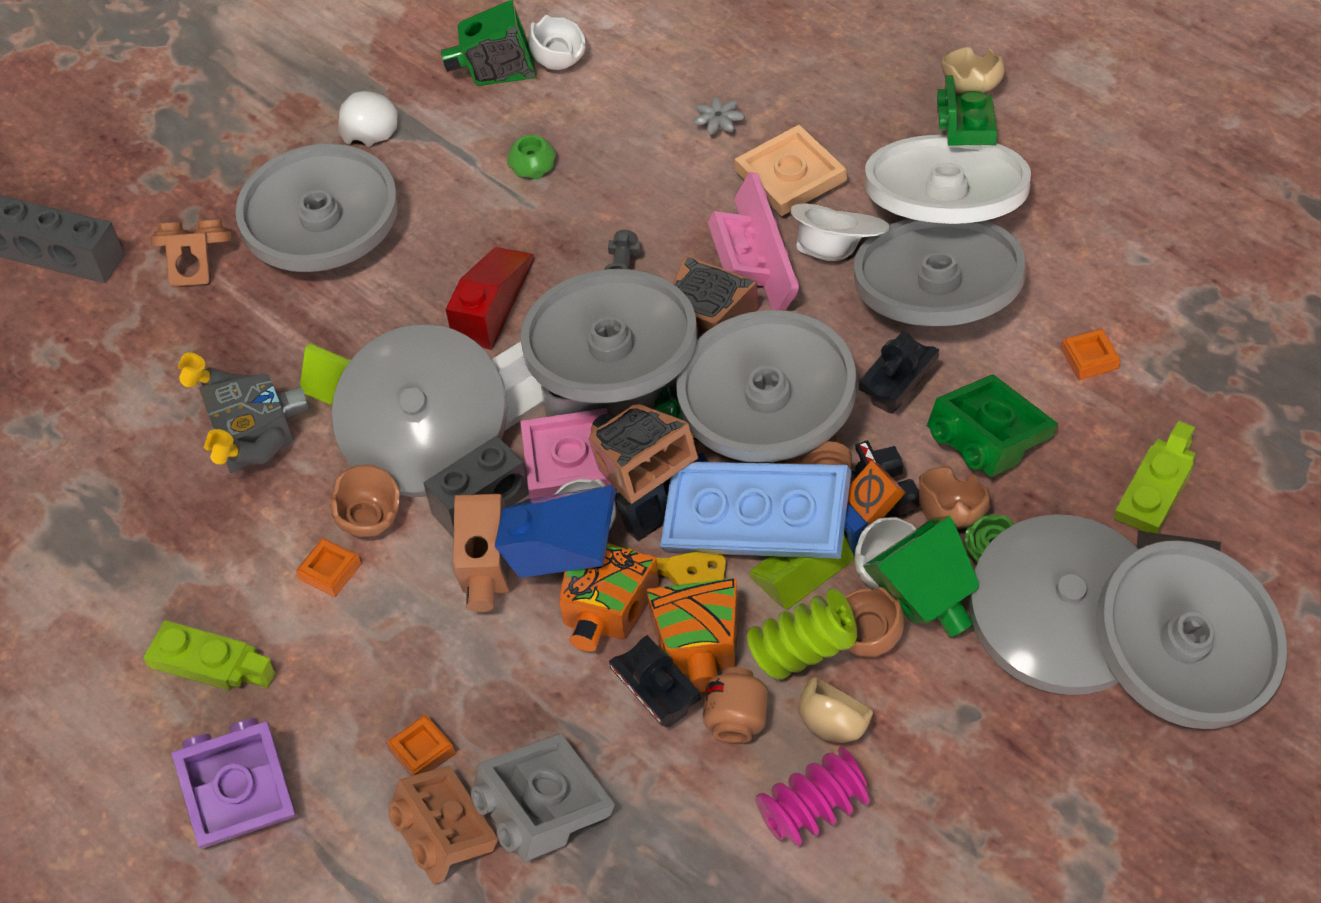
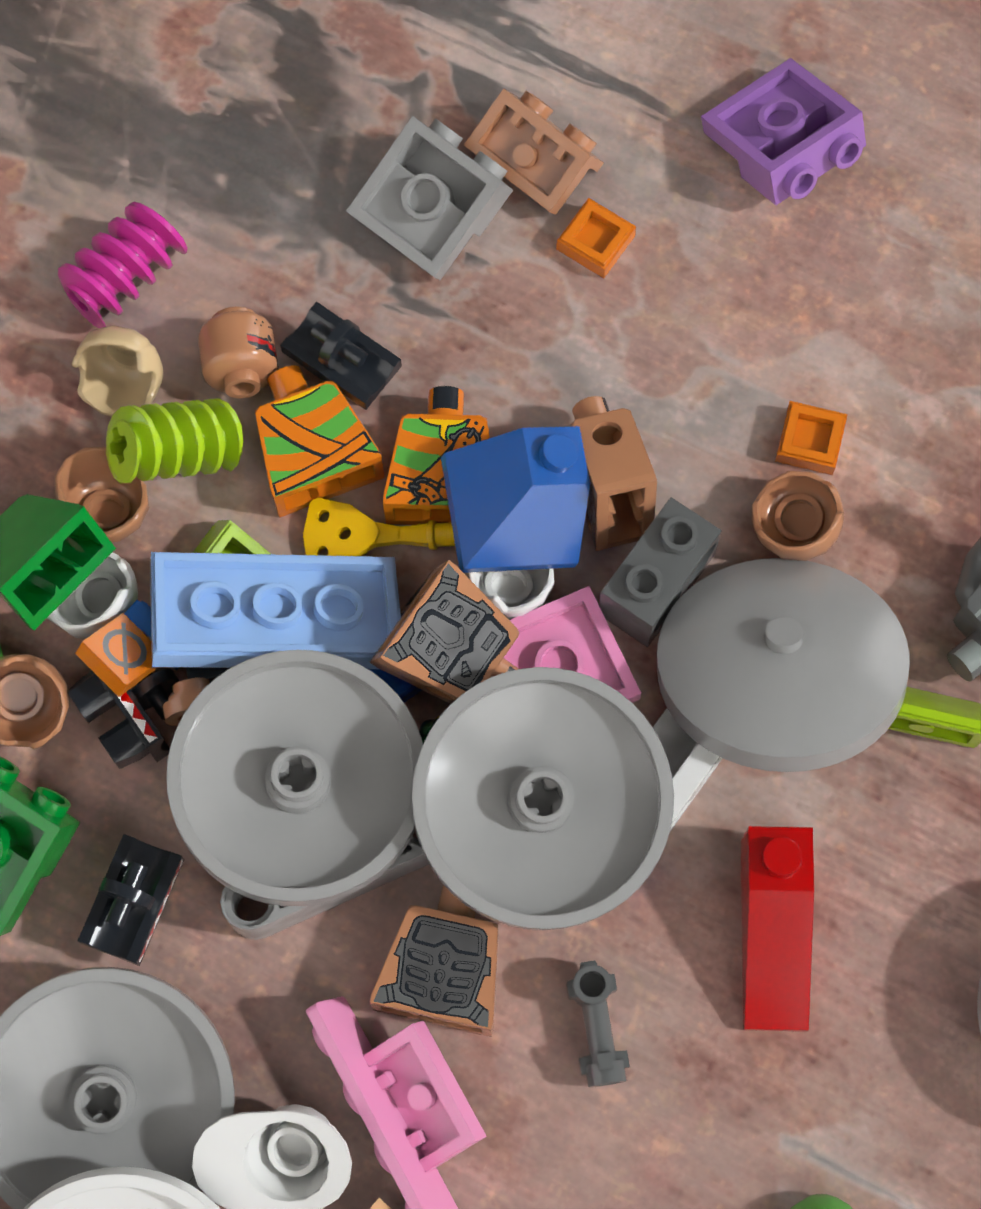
camera: 160 degrees right, 20 degrees up
(207, 657) = (900, 283): lime hinge -> none

